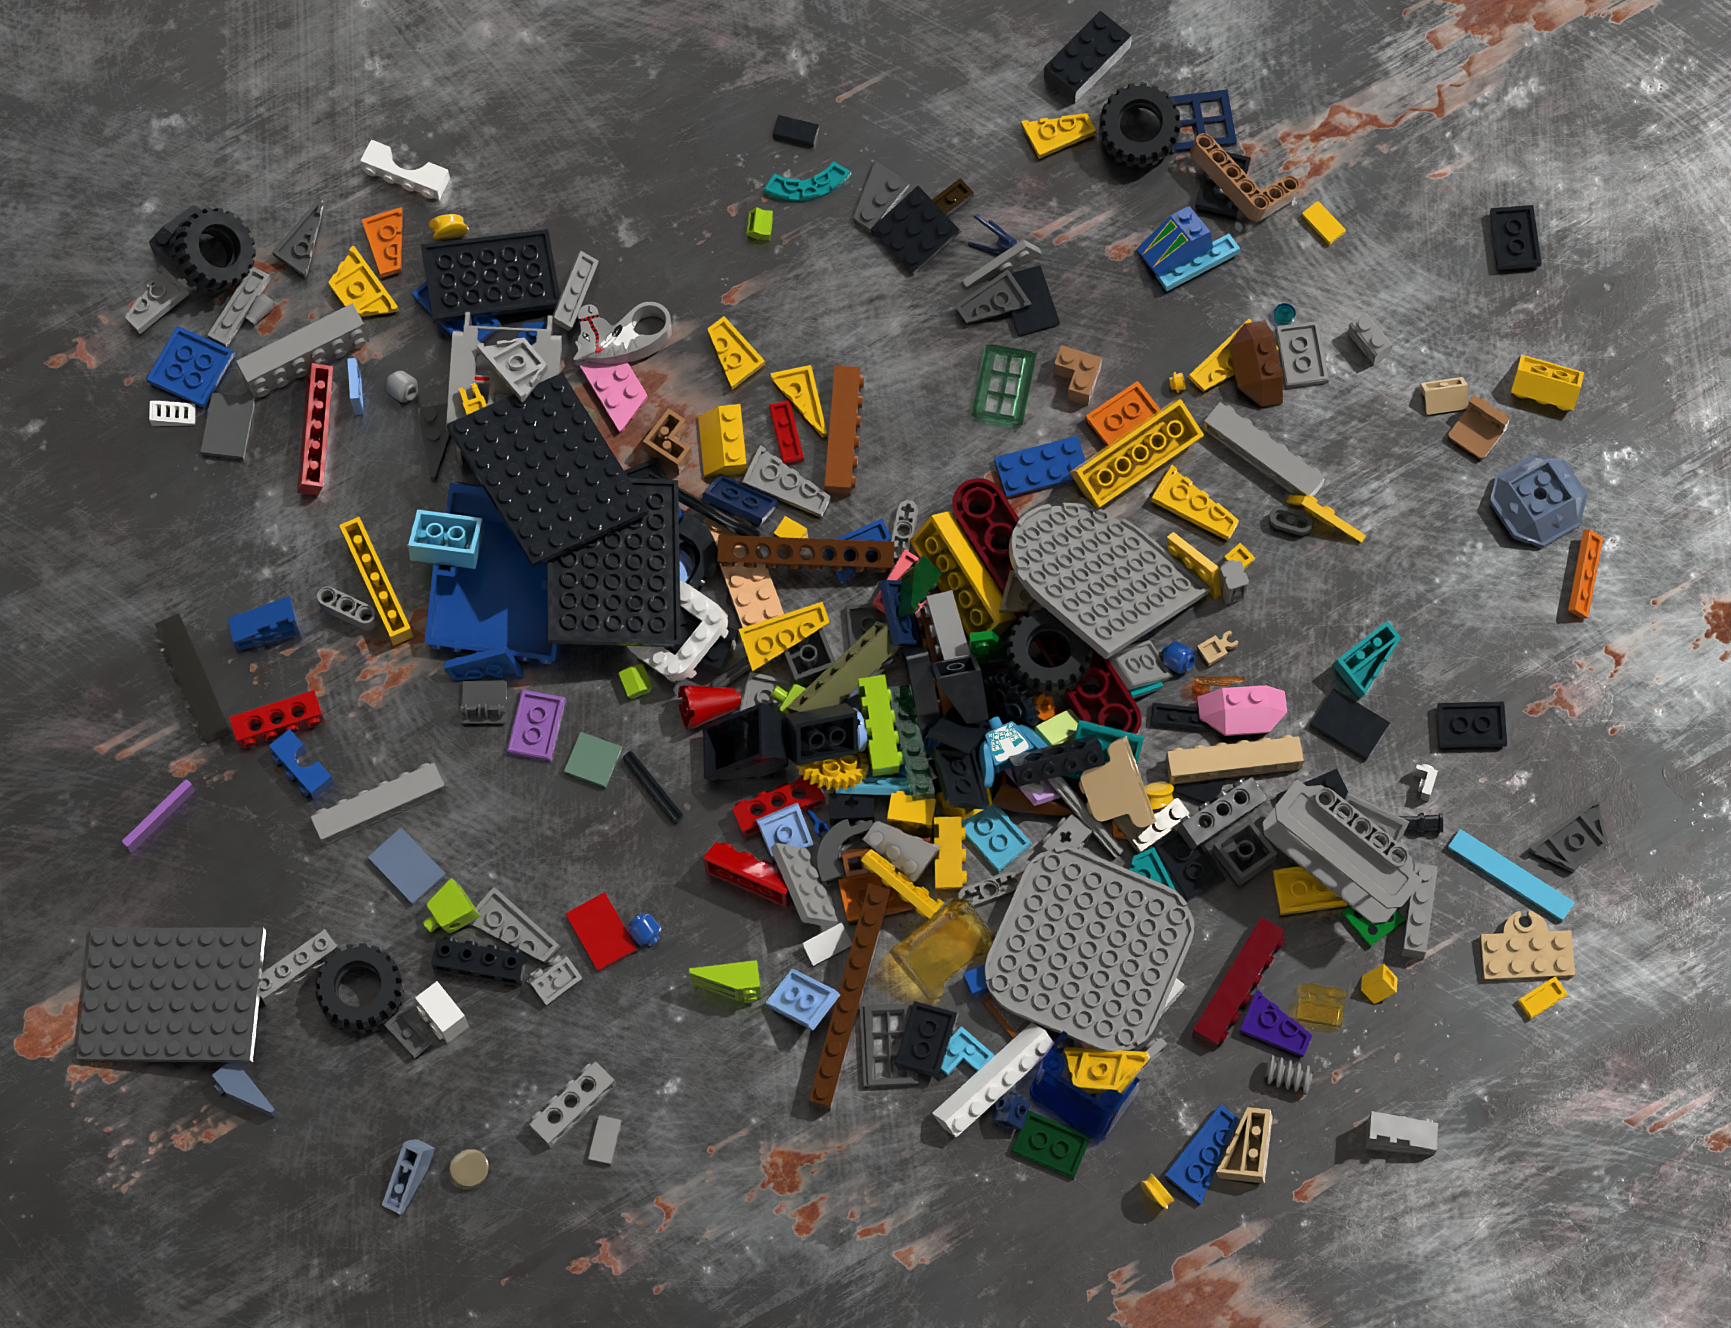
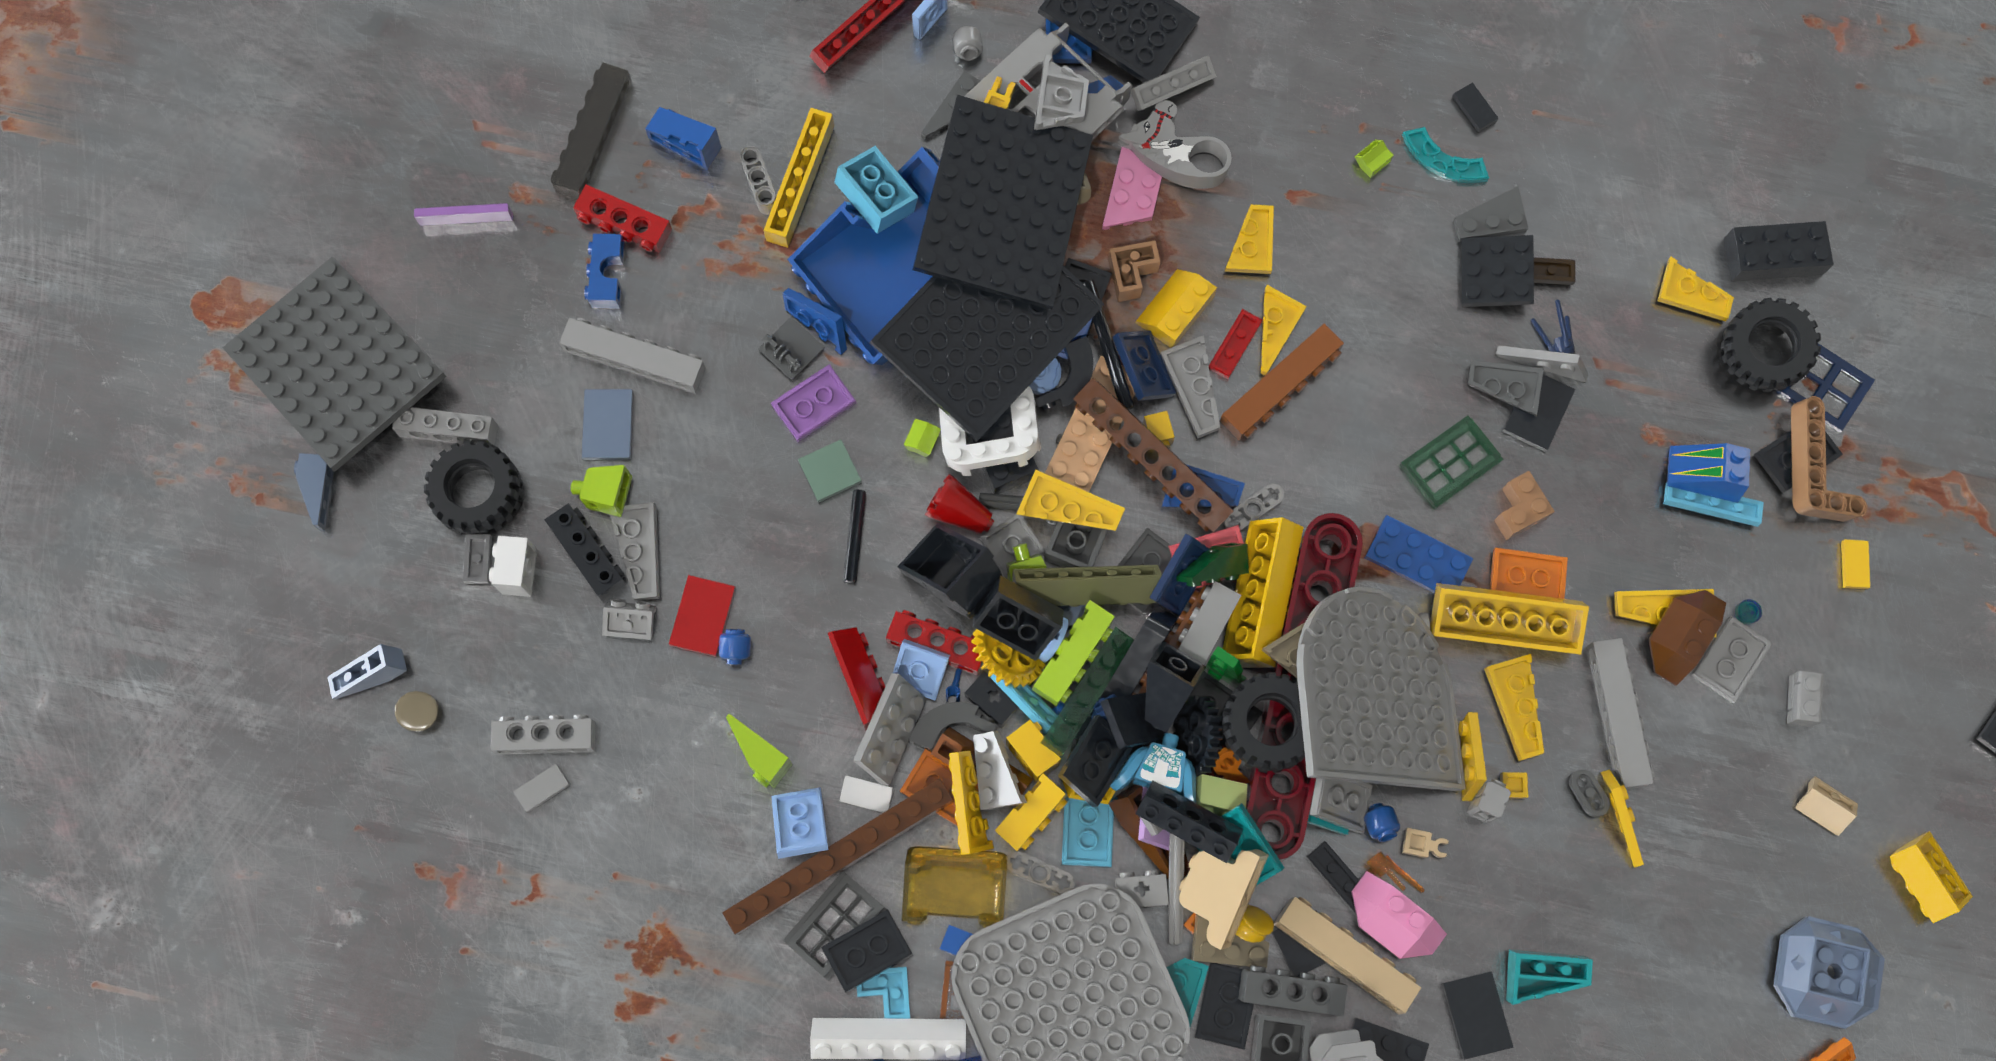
camera: 40 degrees right, 5 degrees up
(1177, 382) = (1601, 588): yellow plate -> none
(1479, 427) = (1832, 861): medium nougat bracket -> none

